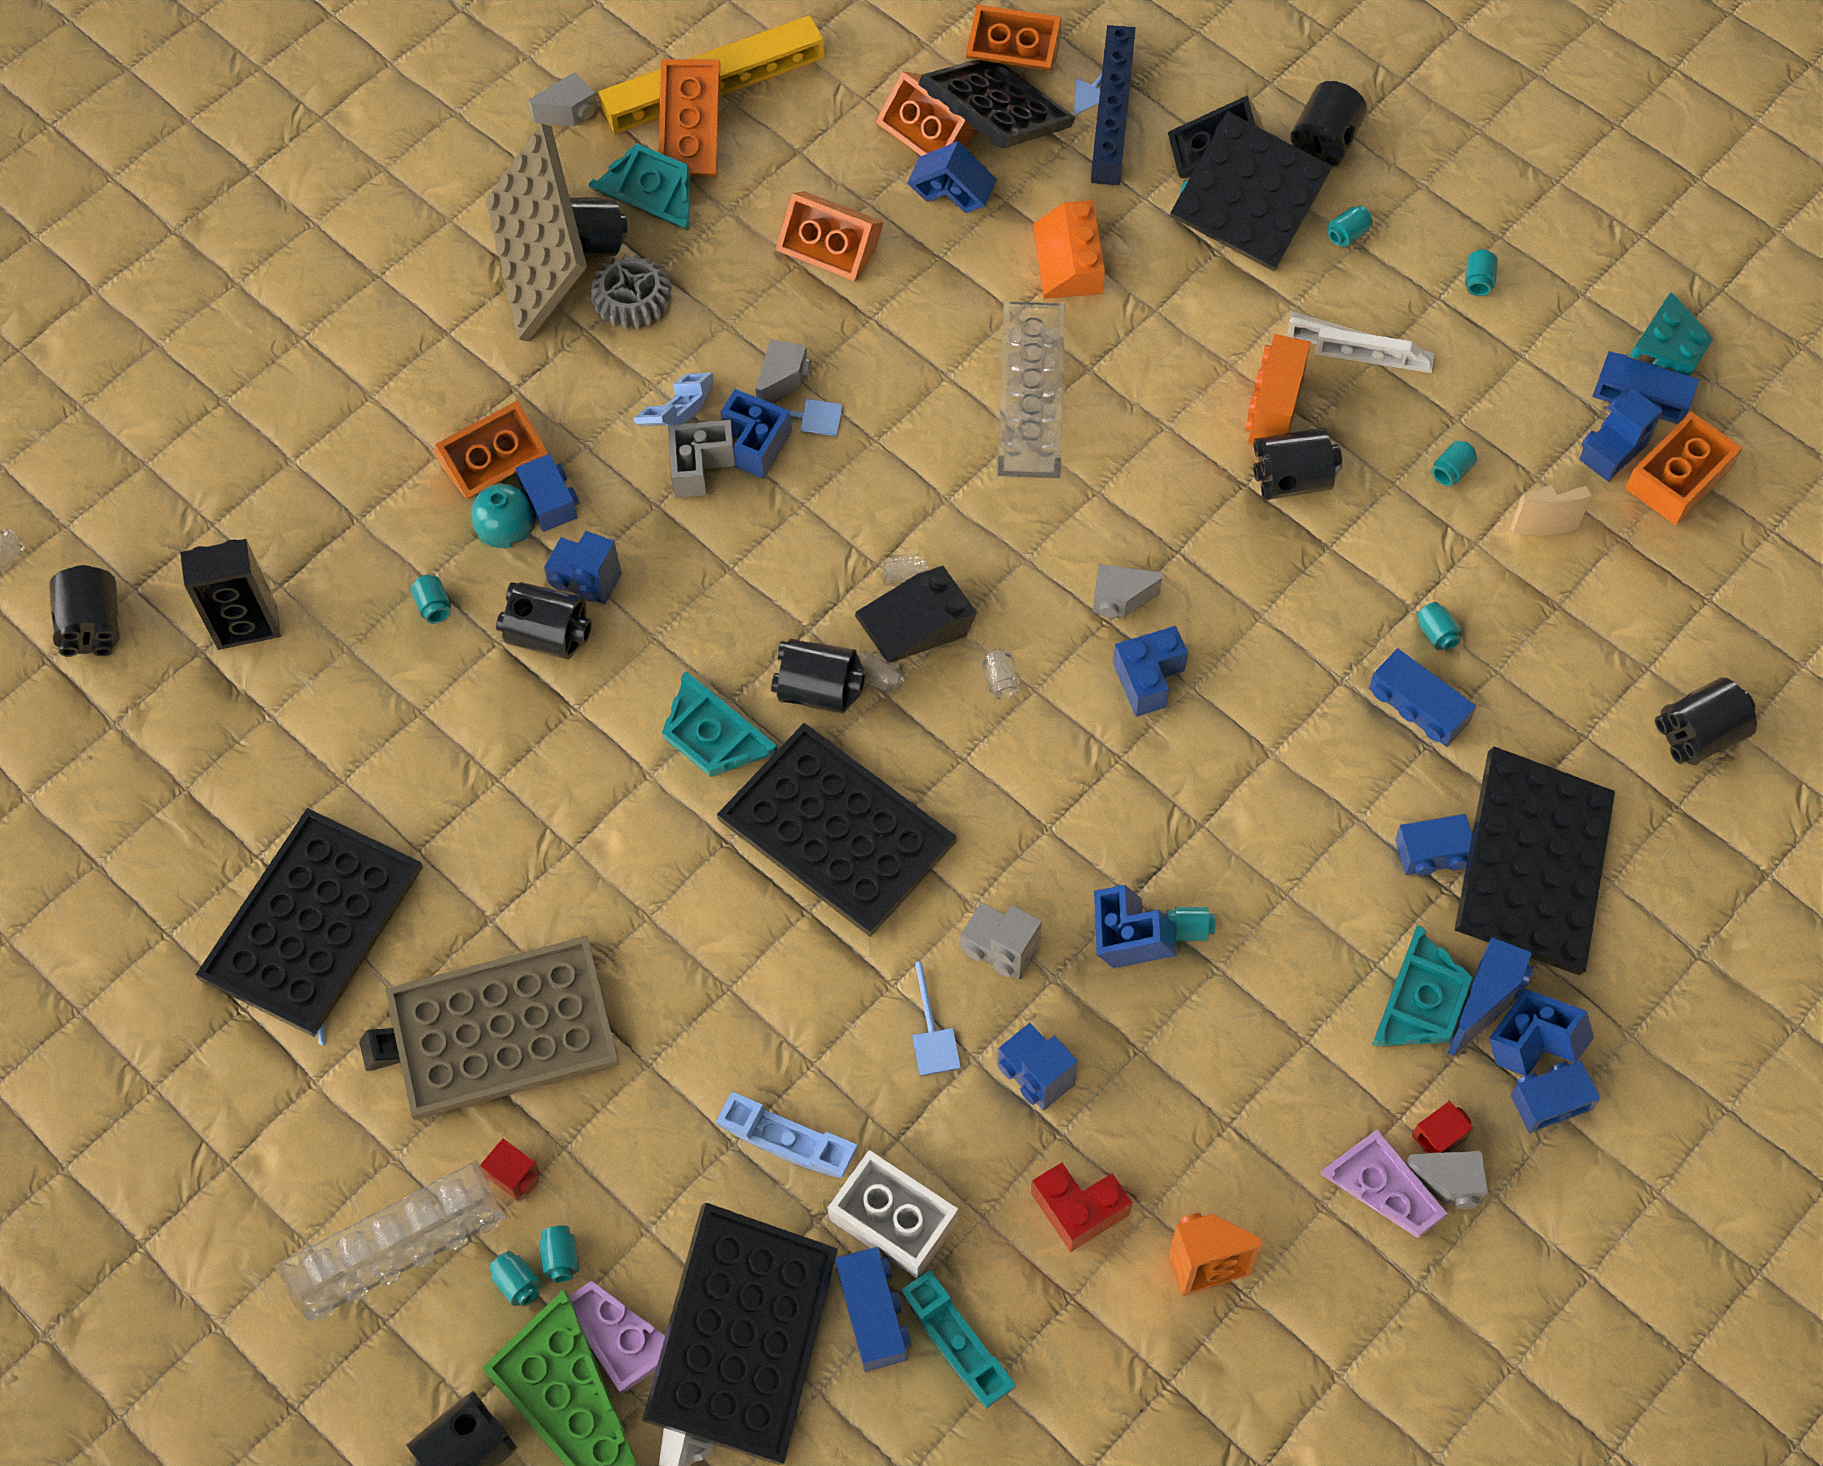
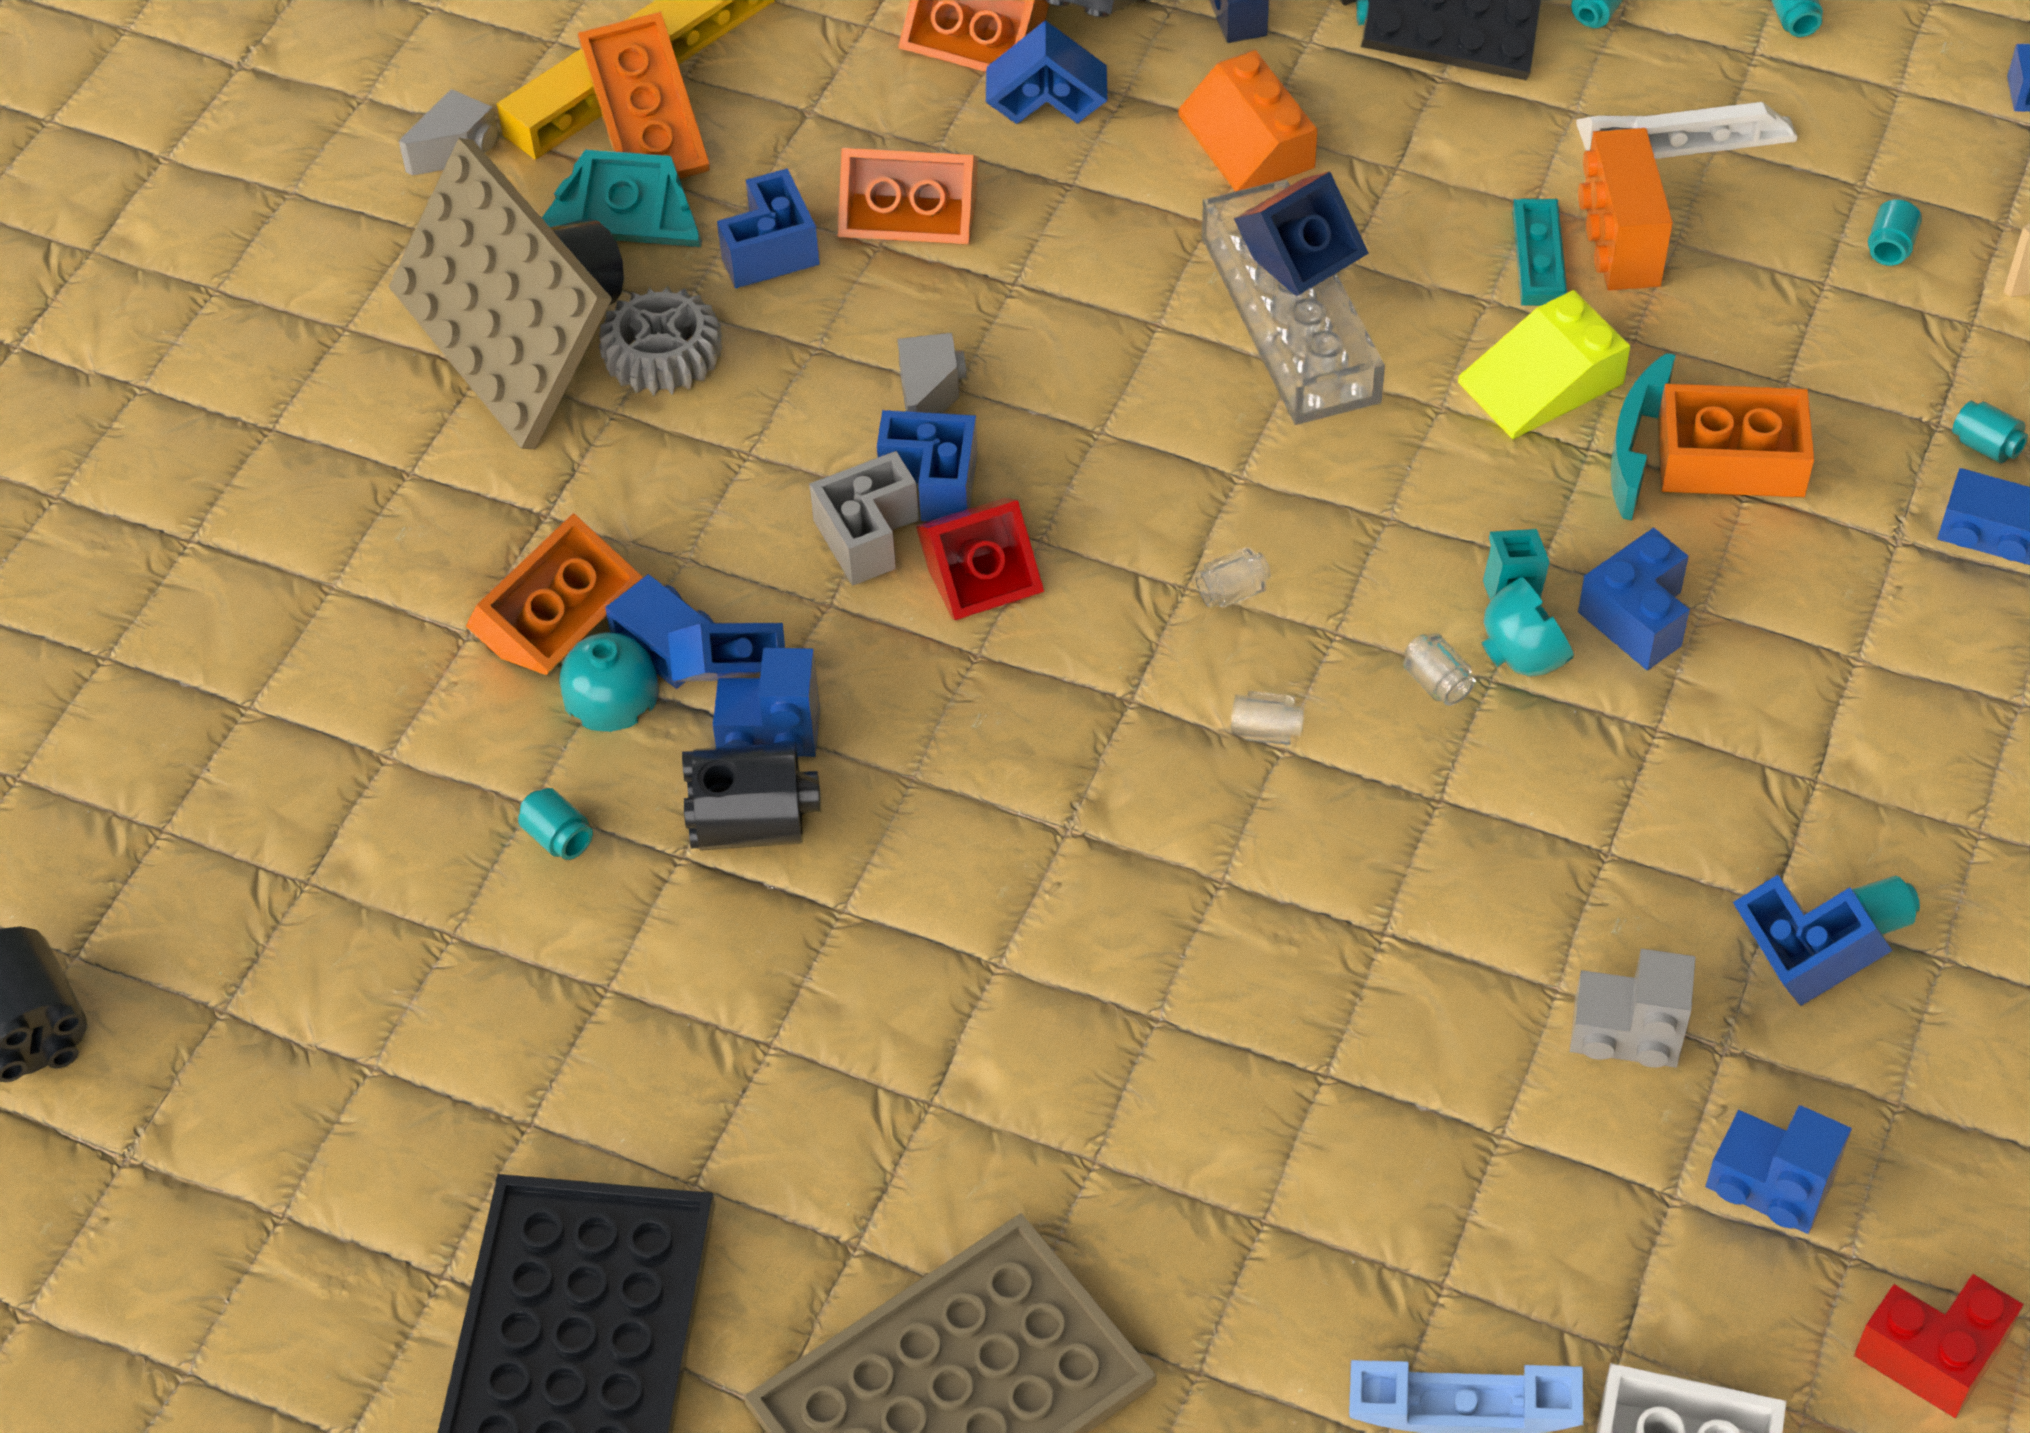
camera: 20 degrees left, 10 degrees down
(230, 593) = (257, 894): black brick -> none
(569, 521) = (721, 650): none -> blue brick
(689, 397) = (810, 451): light blue slope -> none
(712, 731) = (1064, 873): teal wing -> none
(727, 241) = (772, 236): none -> blue brick
(757, 505) = (980, 557): none -> red slope
(818, 675) = (1189, 745): black cylinder -> none
(819, 417) = (1008, 424): light blue piece -> none
(837, 829) = (1313, 946): black plate -> none
(917, 615) = (1288, 624): black slope -> none
(936, 1049) = (1607, 1202): light blue piece -> none
(1049, 349) = (1302, 233): none -> dark blue slope
(1063, 668) = (1523, 632): none -> teal cylinder
(1078, 622) = (1515, 556): none -> teal brick
(1124, 590) = (1550, 505): light grey slope -> none
(1174, 487) = (1547, 365): none -> neon yellow slope
(1216, 402) = (1539, 250): none -> teal tile
(1228, 528) = (1628, 466): none -> teal slope
(1264, 580) = (1735, 440): none -> orange brick
(1296, 463) = (1696, 286): black cylinder -> none

